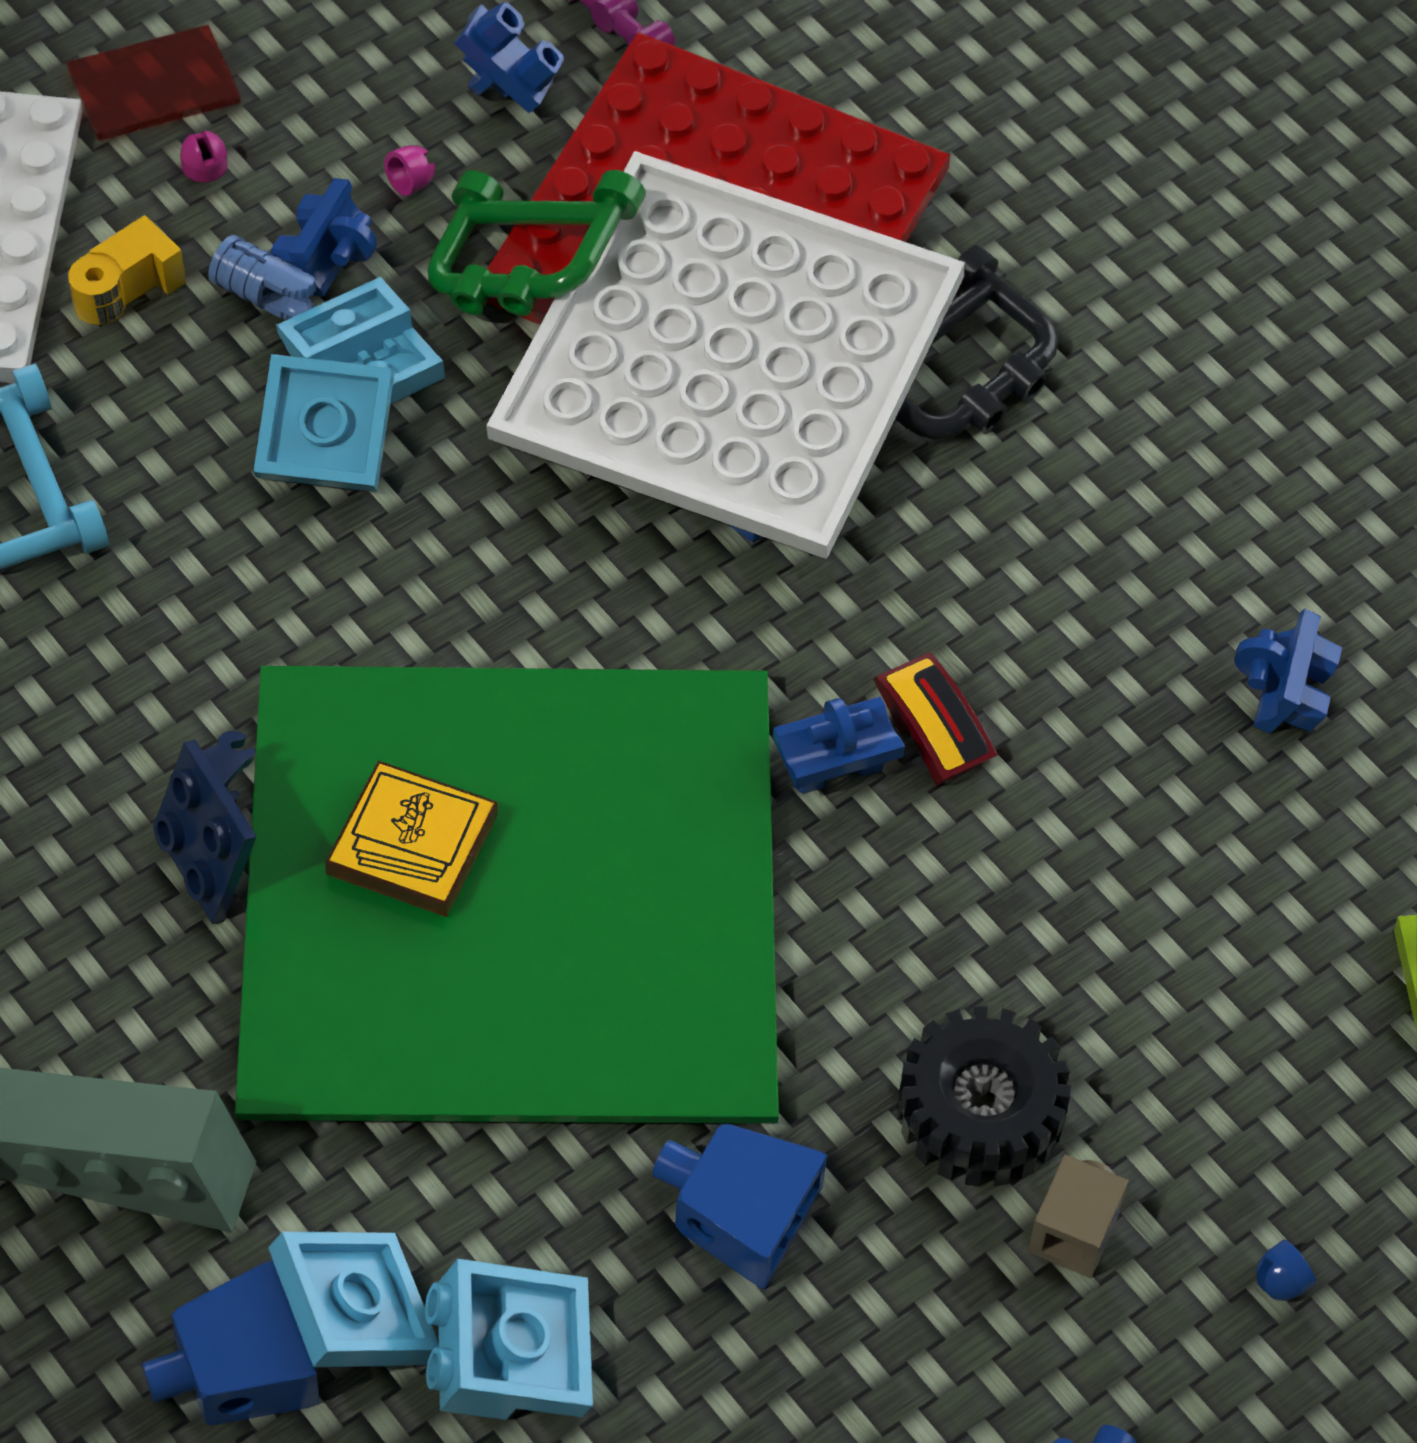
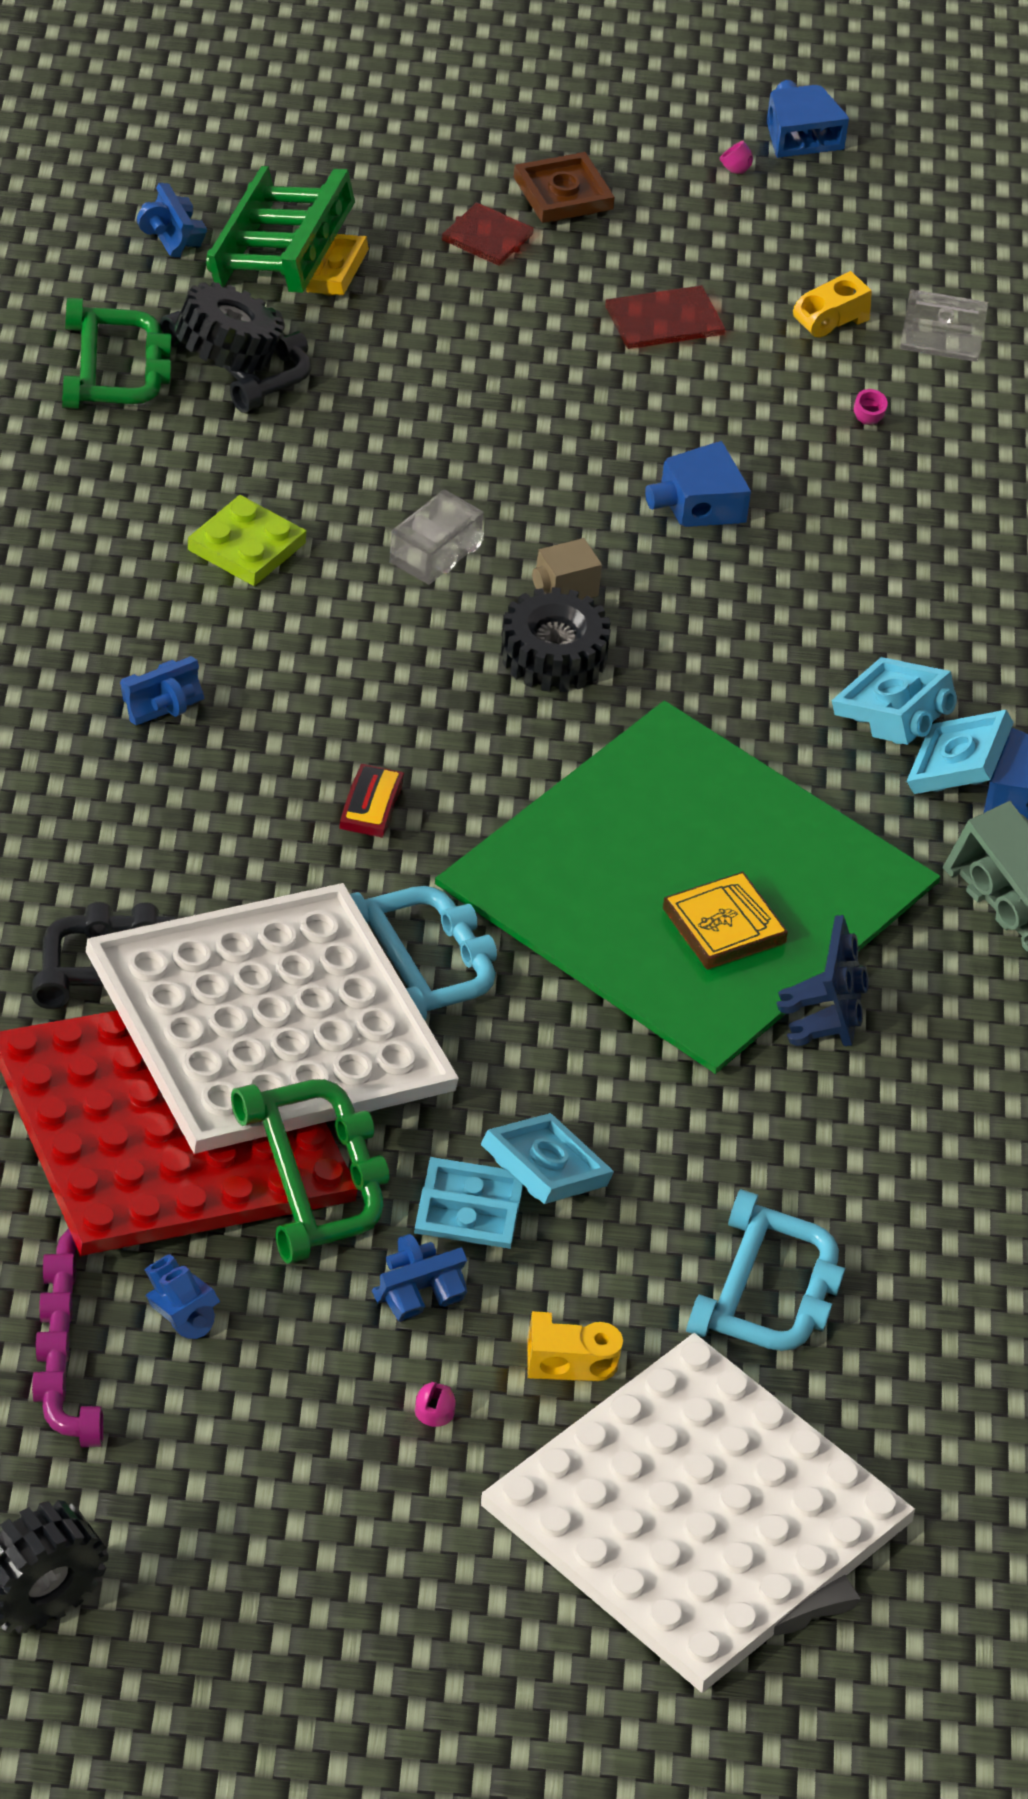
camera: 140 degrees left, 10 degrees down
(153, 82) = (411, 1489): clear red piece -> none
(261, 278) = (488, 1283): medium blue hinge -> none
(409, 169) = (313, 1292): dark pink hinge -> none
(693, 641) = (456, 922): none -> medium azure bar
(743, 1196) = (718, 678): blue torso -> none
(838, 743) = (446, 808): blue hips -> none
(1276, 1140) = (436, 537): none -> clear brick
(1284, 1272) = (495, 502): blue hinge -> none

